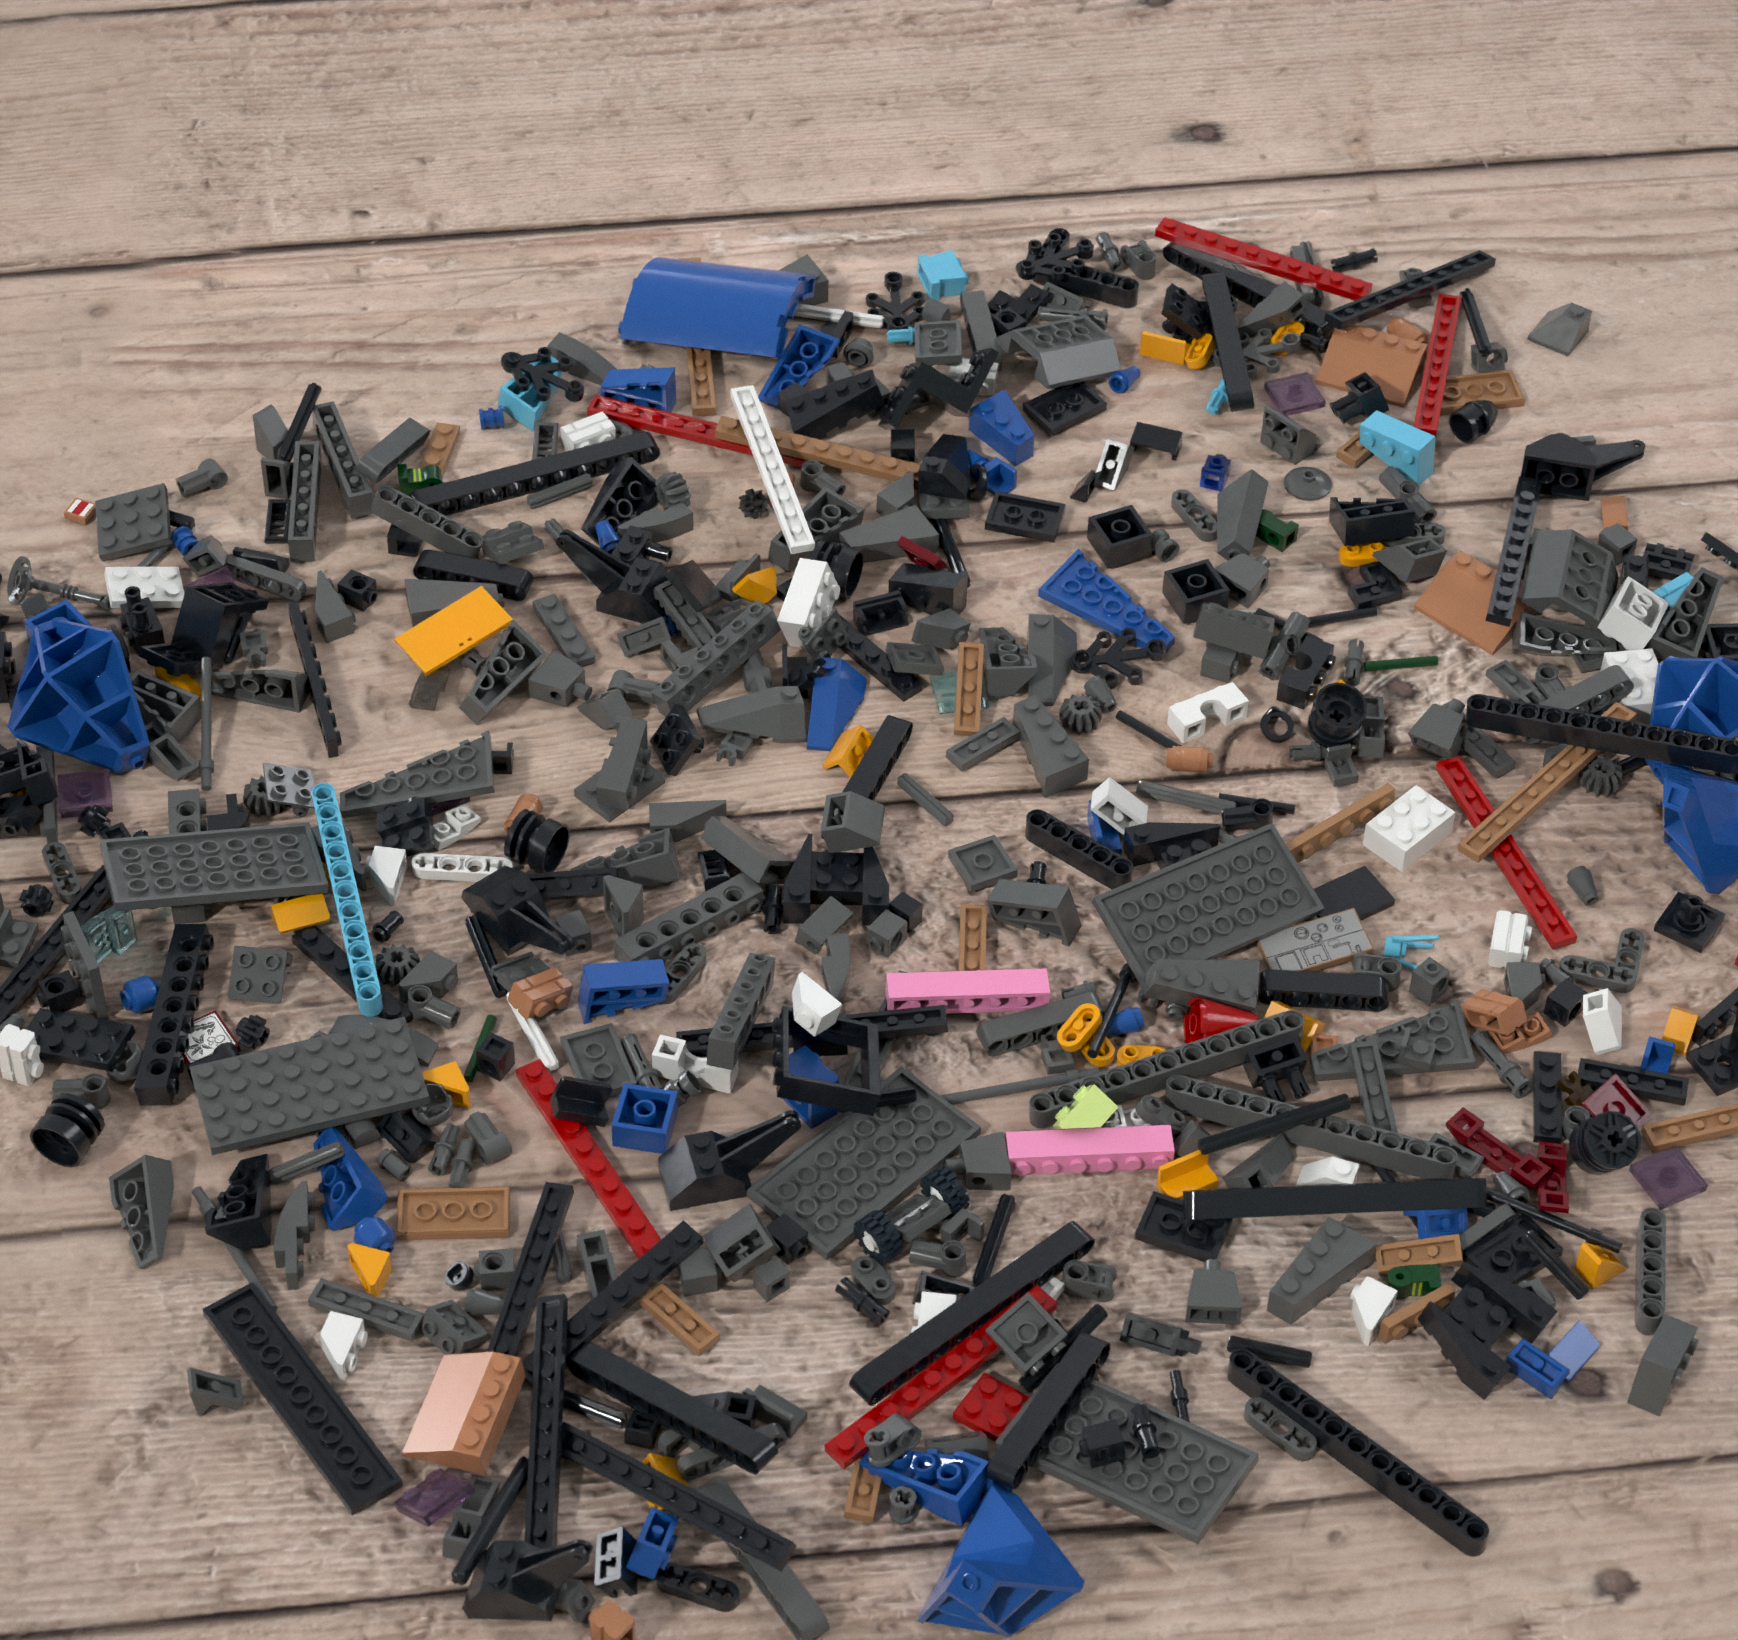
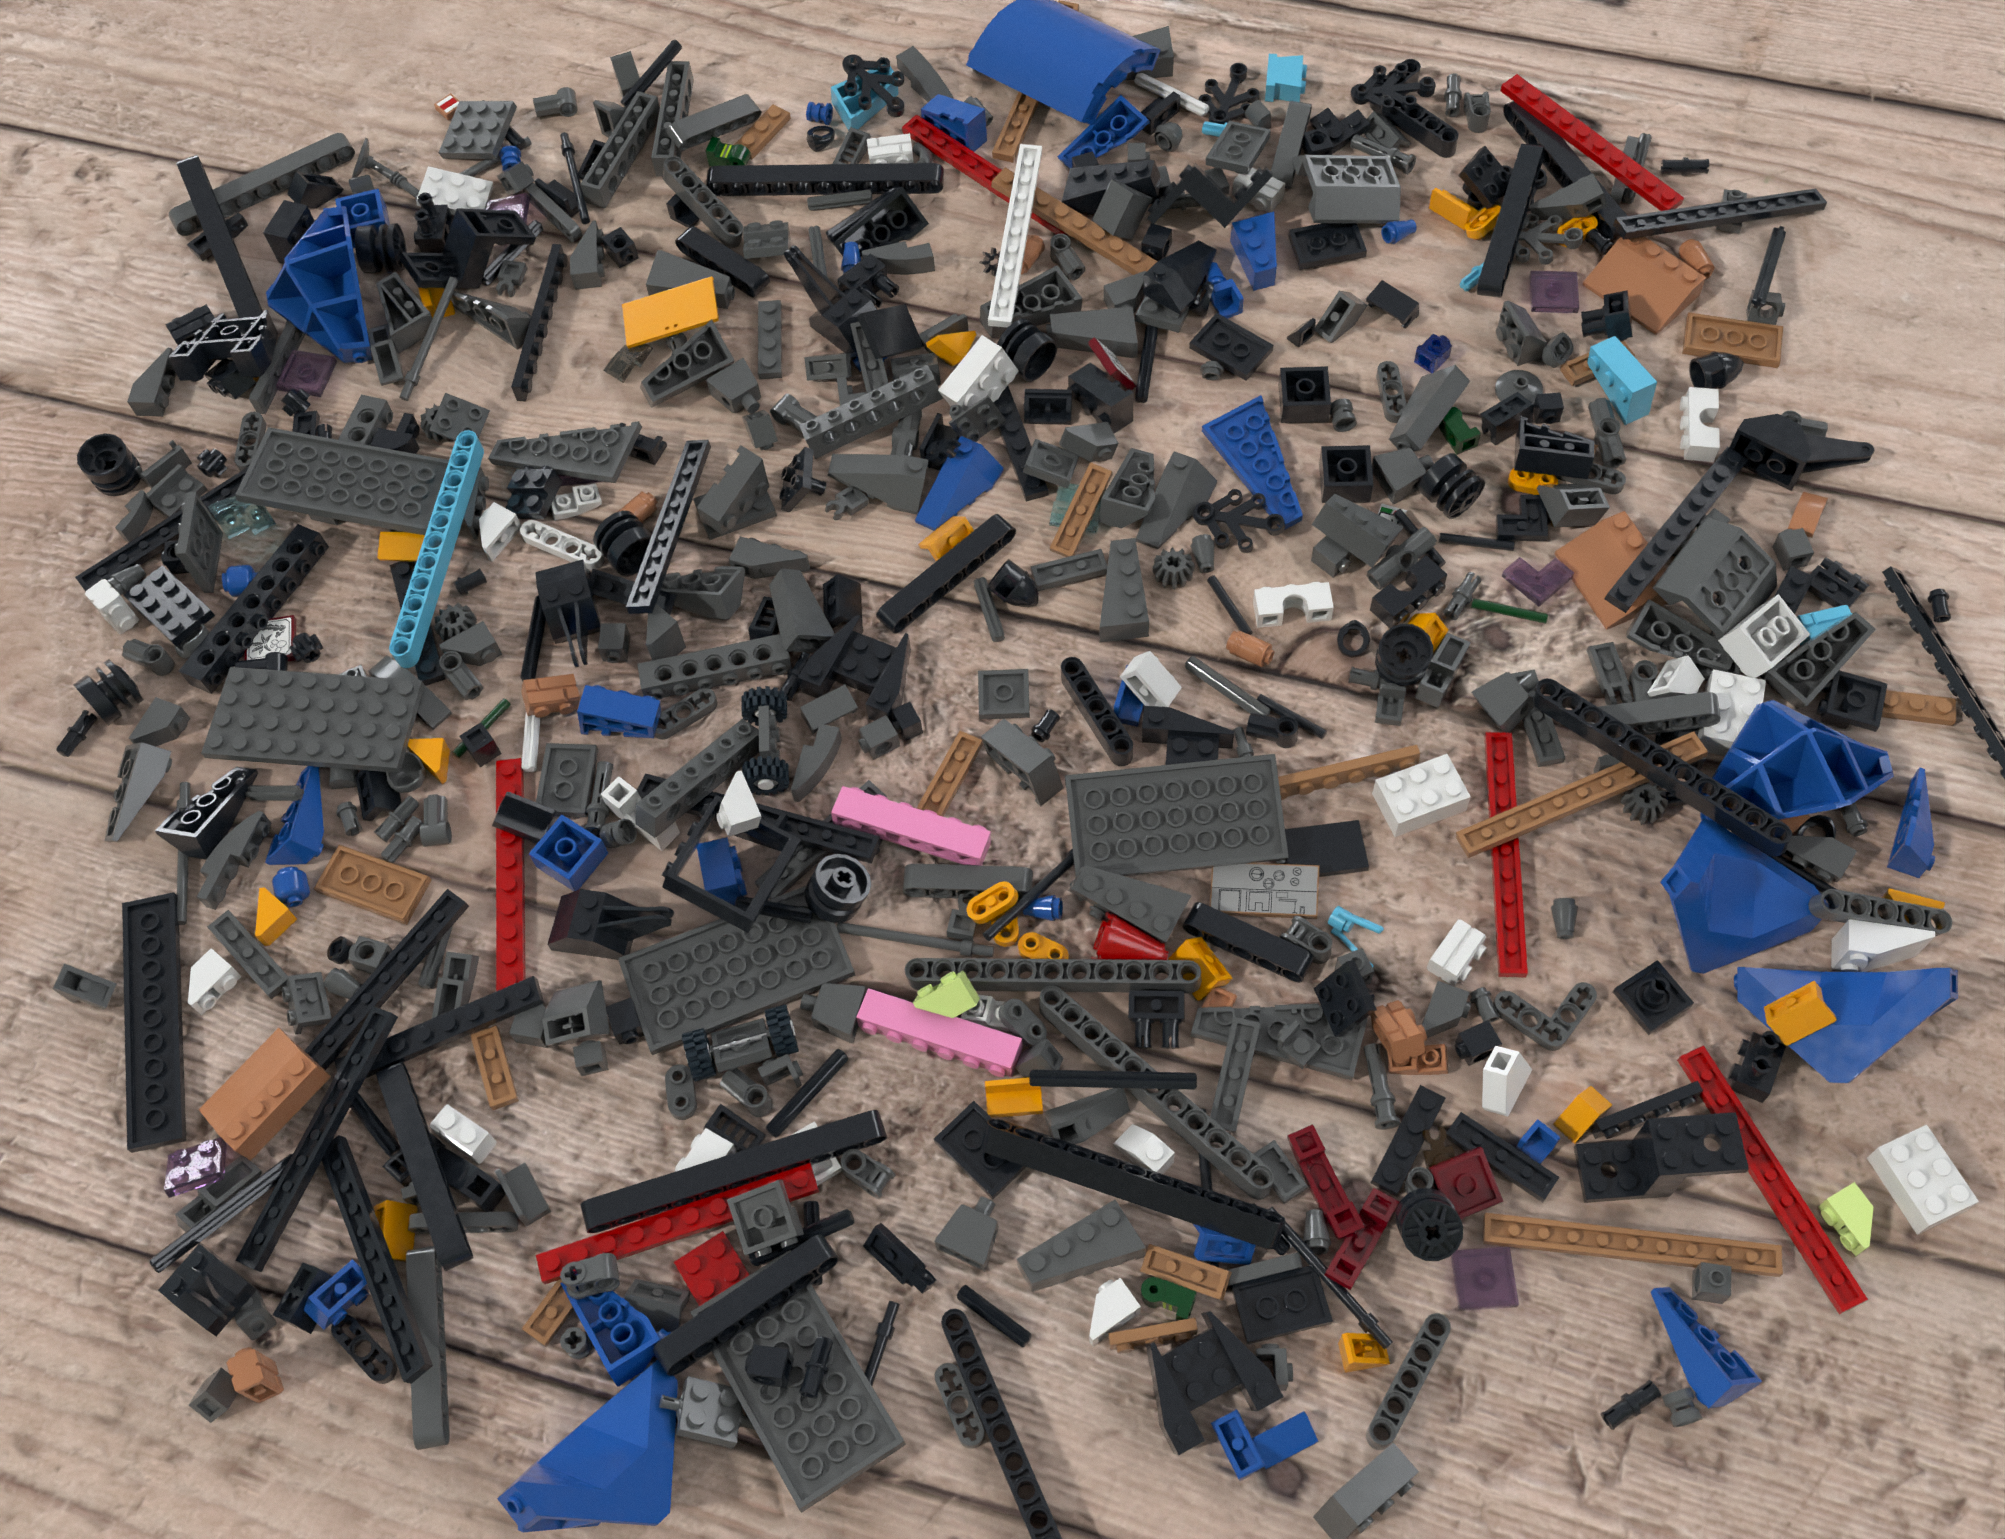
camera: 30 degrees right, 15 degrees up
(46, 1183) = (76, 733): none -> black axle
(138, 1139) = (160, 723): none -> dark grey slope
(242, 519) = (568, 152): none -> black bar
(258, 974) = (343, 591): dark grey bracket -> none
(504, 445) = (817, 142): none -> black piece
(517, 969) = (549, 664): dark grey plate -> none
(577, 812) = (668, 527): none -> black plate
(584, 506) = (840, 228): none -> black axle
(672, 490) = (928, 229): dark grey gear -> none
(688, 1375) = (463, 1134): none -> white brick
(771, 938) = (766, 708): none -> black plate
(777, 831) = (841, 600): none -> black panel
(851, 822) = (893, 617): dark grey slope -> none
(856, 423) = (1121, 210): none -> dark grey slope
(862, 1301) = (657, 1111): black pin -> none
(928, 1061) = (837, 888): none -> black wheel
(940, 769) = (1014, 586): none -> black helmet
(1019, 541) = (1211, 370): none -> dark grey plate
(1064, 1506) = (708, 1412): none -> dark grey plate
(1077, 990) = (1019, 860): dark grey pin -> none
(1299, 574) = (1451, 485): none -> black wheel
(1312, 506) = (1504, 417): none -> black hinge
(1327, 440) = (1557, 350): none -> dark grey plate
(1344, 487) = (1548, 408): none -> black plate
(1413, 635) = (1537, 585): none -> clear purple plate
(1437, 363) = (1706, 302): red plate -> none
(1438, 997) = (1345, 998): none -> black plate
(1477, 457) = (1699, 441): none -> white arch
(1555, 1264) = (1313, 1337): black axle -> none
(1562, 328) = (1858, 296): dark grey slope -> none
(1576, 668) = (1677, 678): none -> white slope

